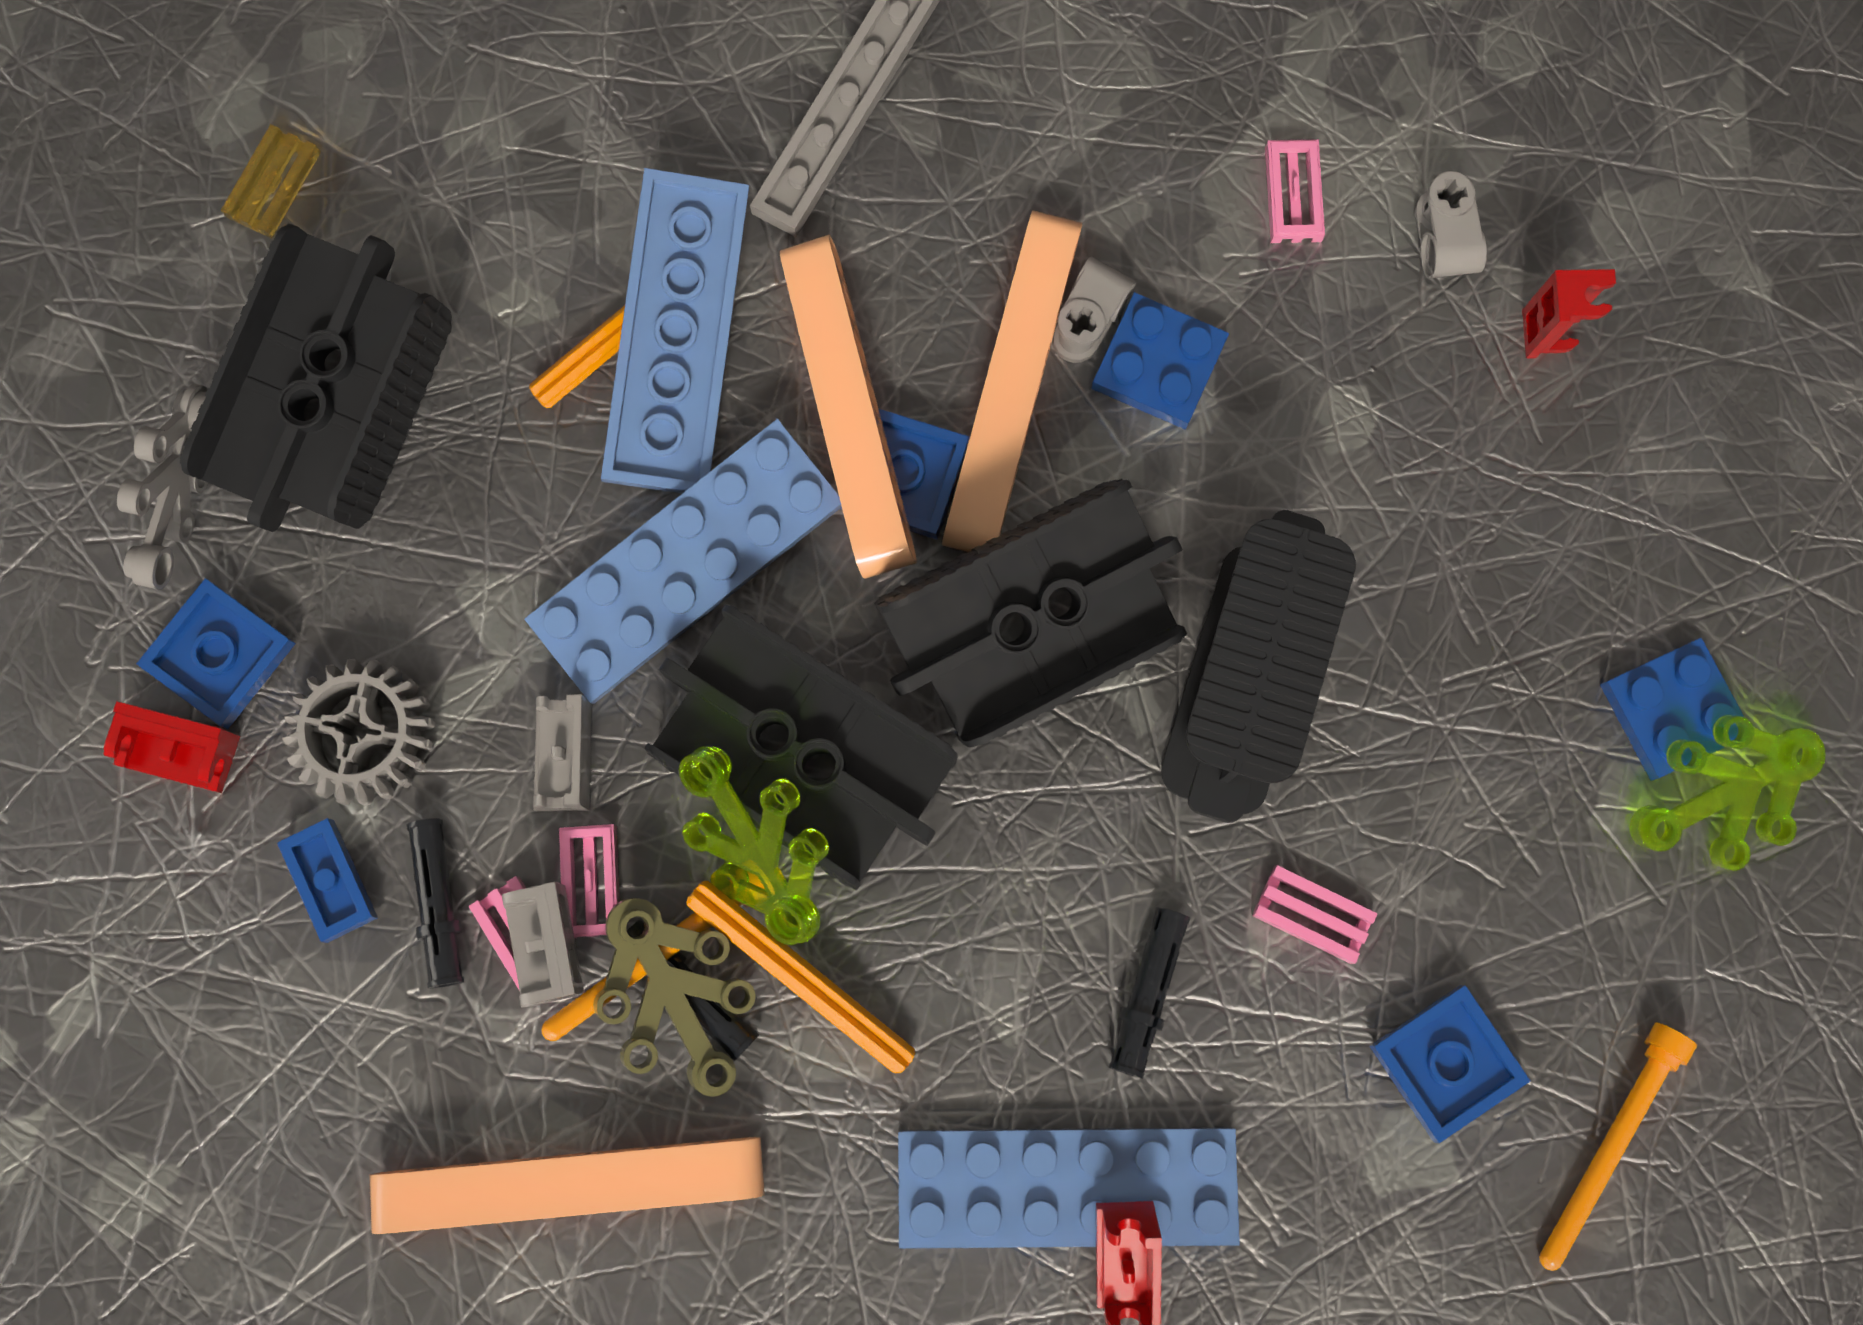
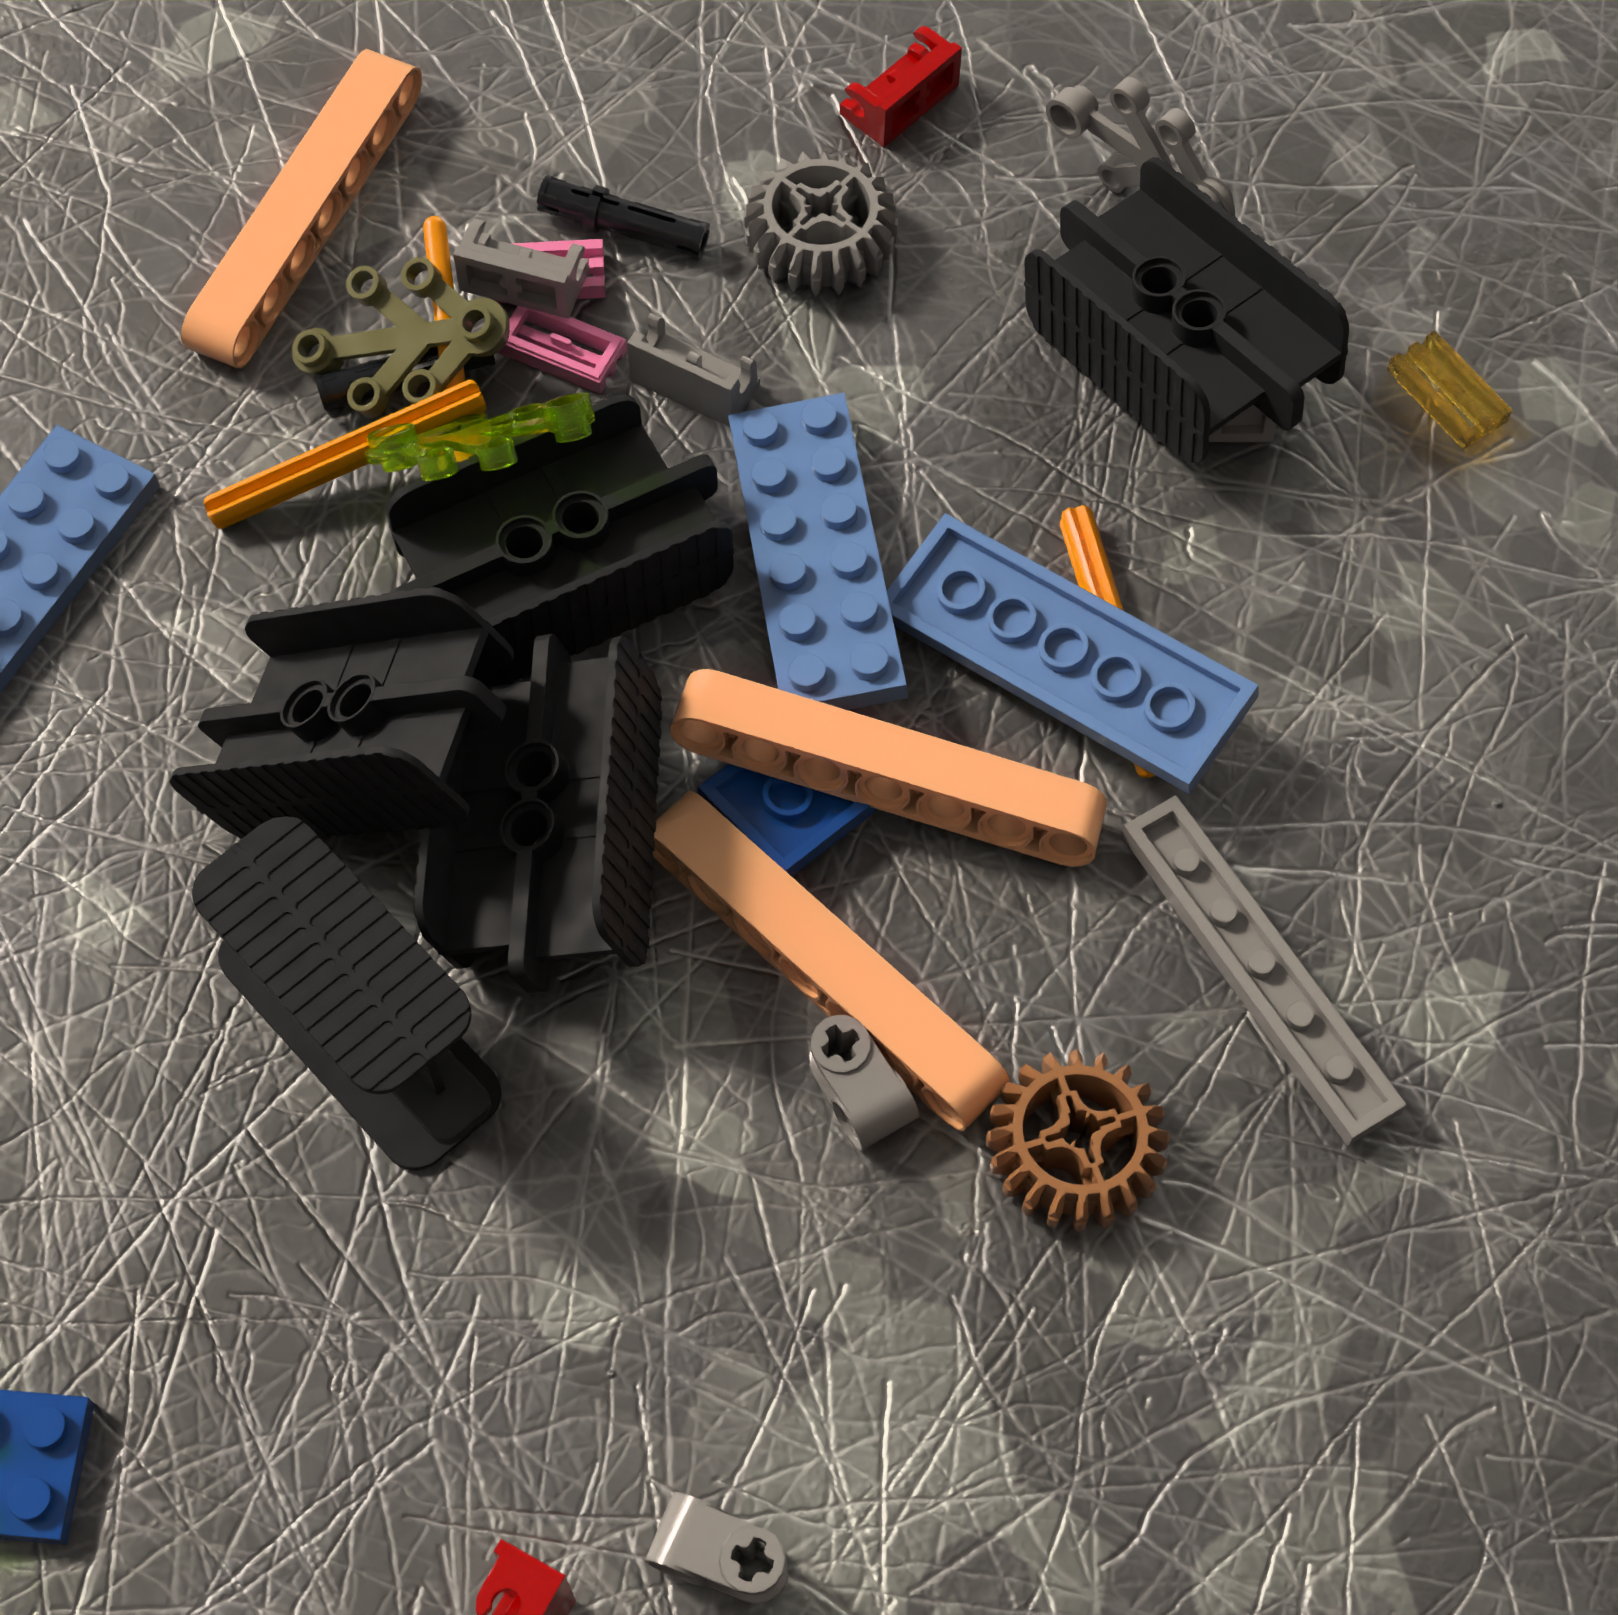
camera: 120 degrees right, 15 degrees down
(216, 654) = (969, 150): blue plate -> none
(327, 880) = (699, 147): blue plate -> none
(1045, 123) = (1124, 1119): none -> medium nougat gear
(1078, 710) = (352, 717): none -> black piece
(1146, 1002) = (100, 730): black pin -> none
(1159, 361) = (759, 1133): blue plate -> none
(1295, 230) = (861, 1429): bright pink tile -> none
(1356, 934) = (70, 939): bright pink tile -> none

